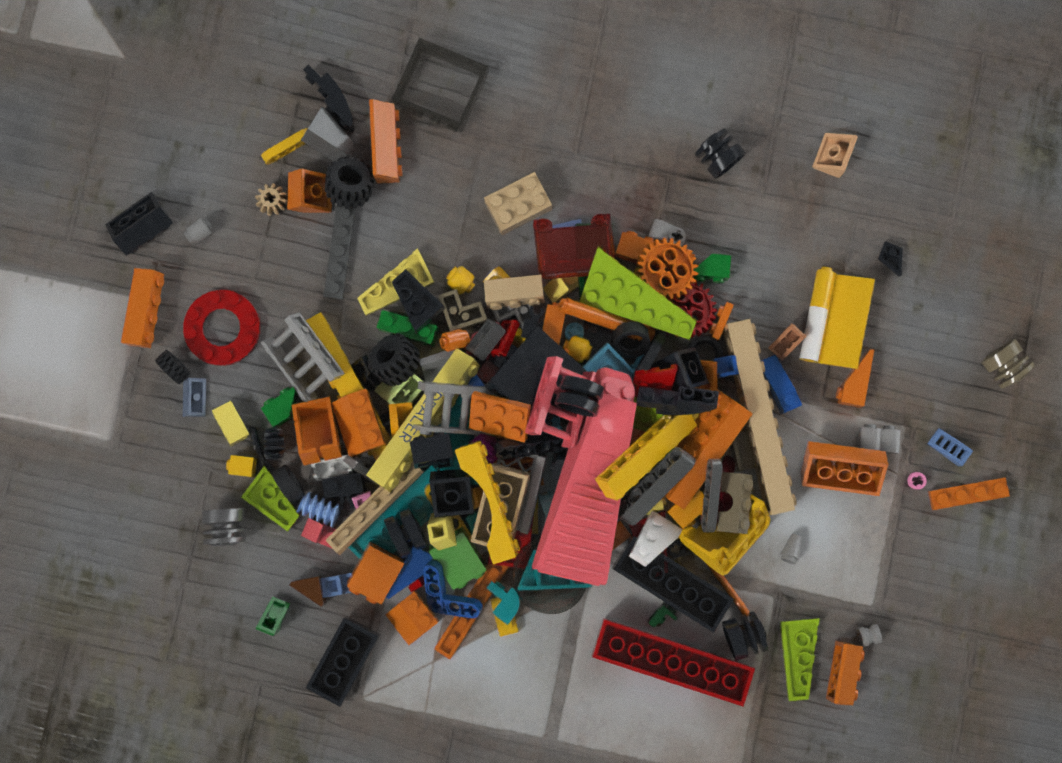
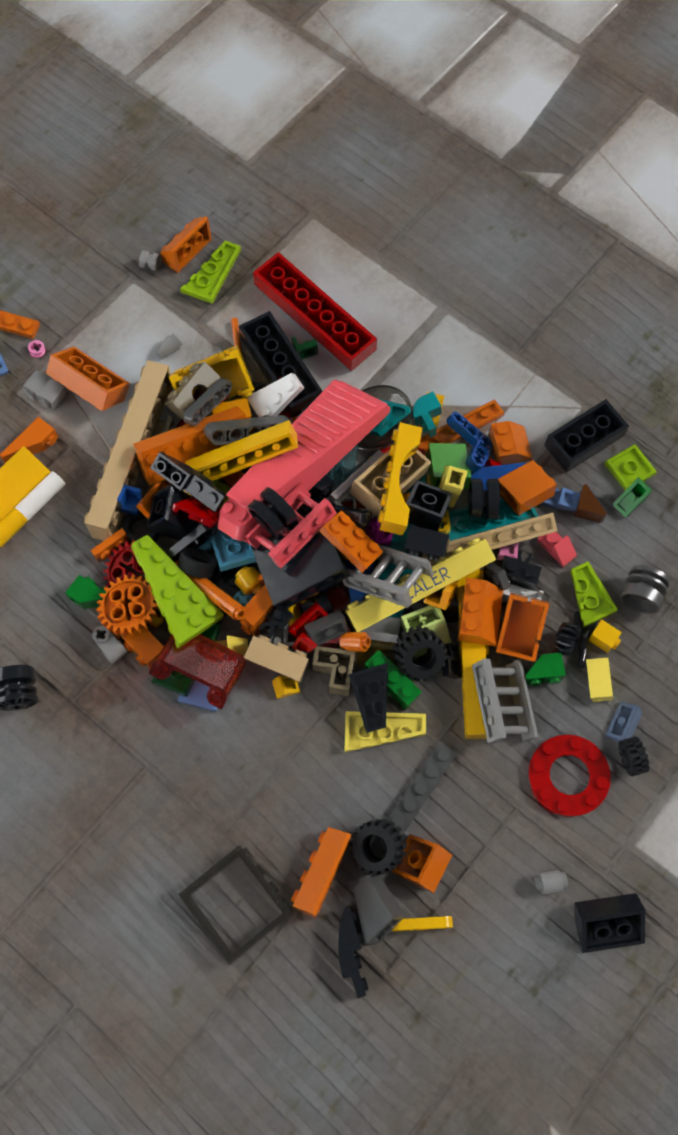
camera: 155 degrees left, 15 degrees down
(142, 308) = (640, 830): orange brick -> none
(263, 199) = (457, 880): tan gear -> none
(288, 483) = (569, 597): black tyre -> none
(288, 653) = (629, 466): none -> lime tile
(319, 509) = (550, 565): light blue piece -> none
(460, 279) = (320, 700): yellow head -> none
(498, 316) = (304, 643): none -> red tile
(518, 203) = (226, 743): tan brick -> none
(745, 635) = (245, 300): black wheel -> none
(780, 385) = (95, 458): blue slope -> none
(787, 341) = (65, 501): nougat slope -> none

